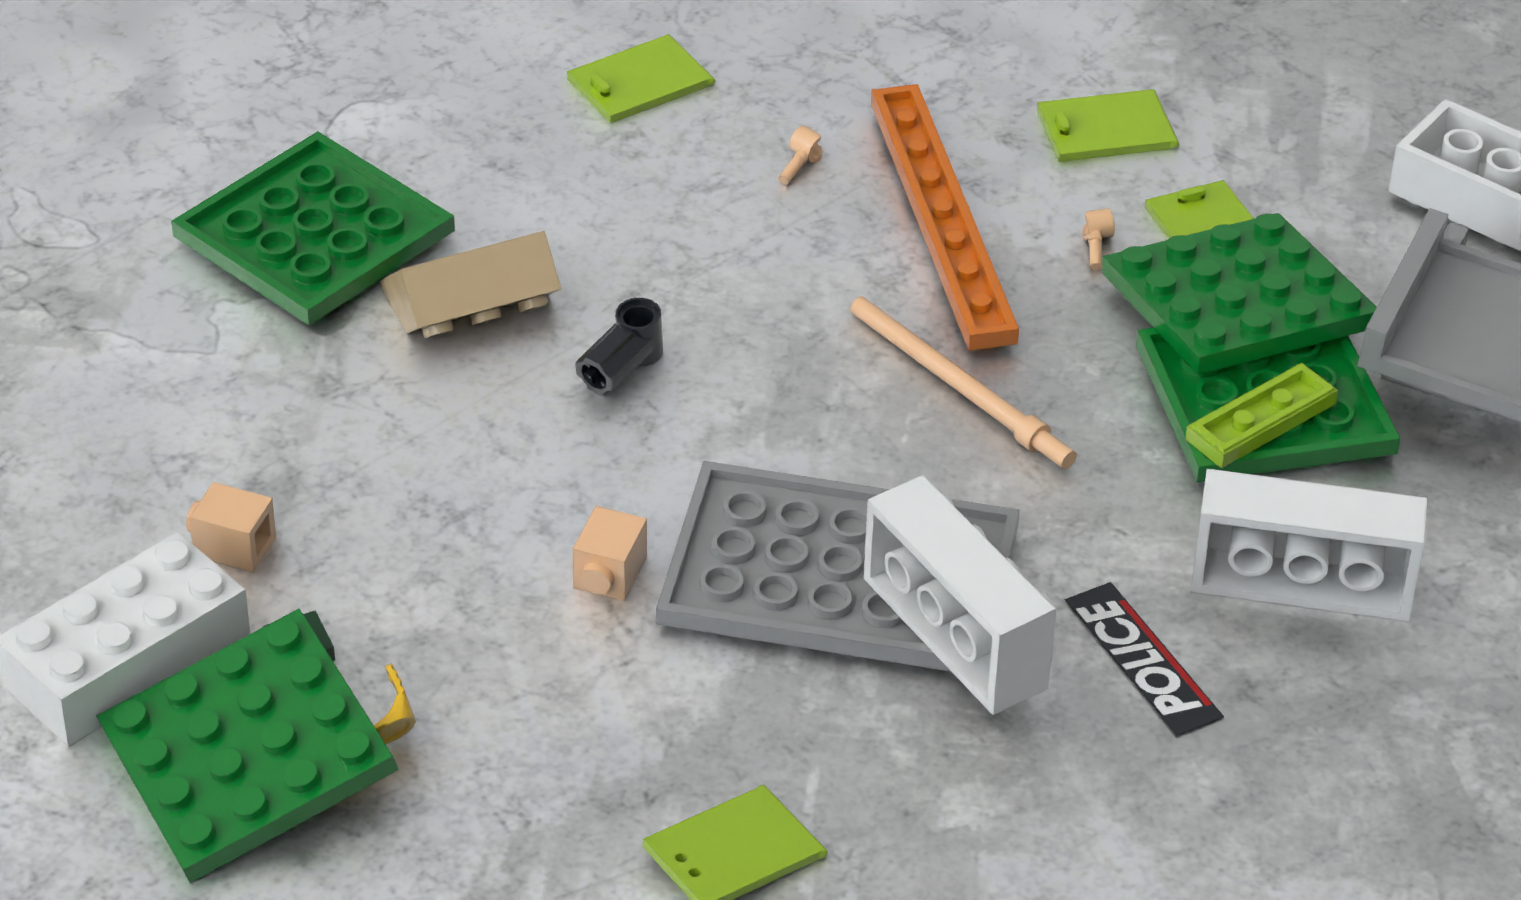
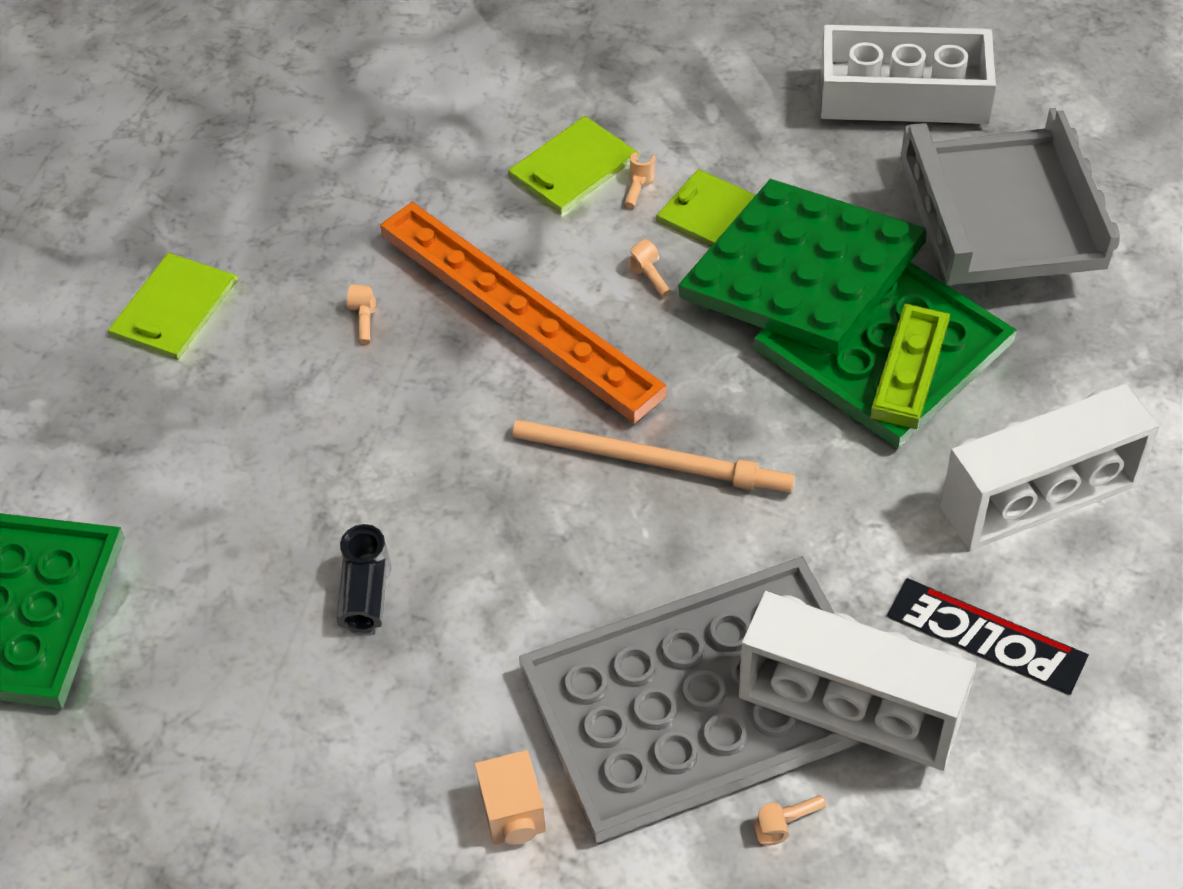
camera: 30 degrees left, 10 degrees up
(473, 285) = (185, 588): tan slope -> none
(818, 679) = (773, 819): none -> light nougat hand
(1163, 160) = (639, 175): none -> light nougat hand

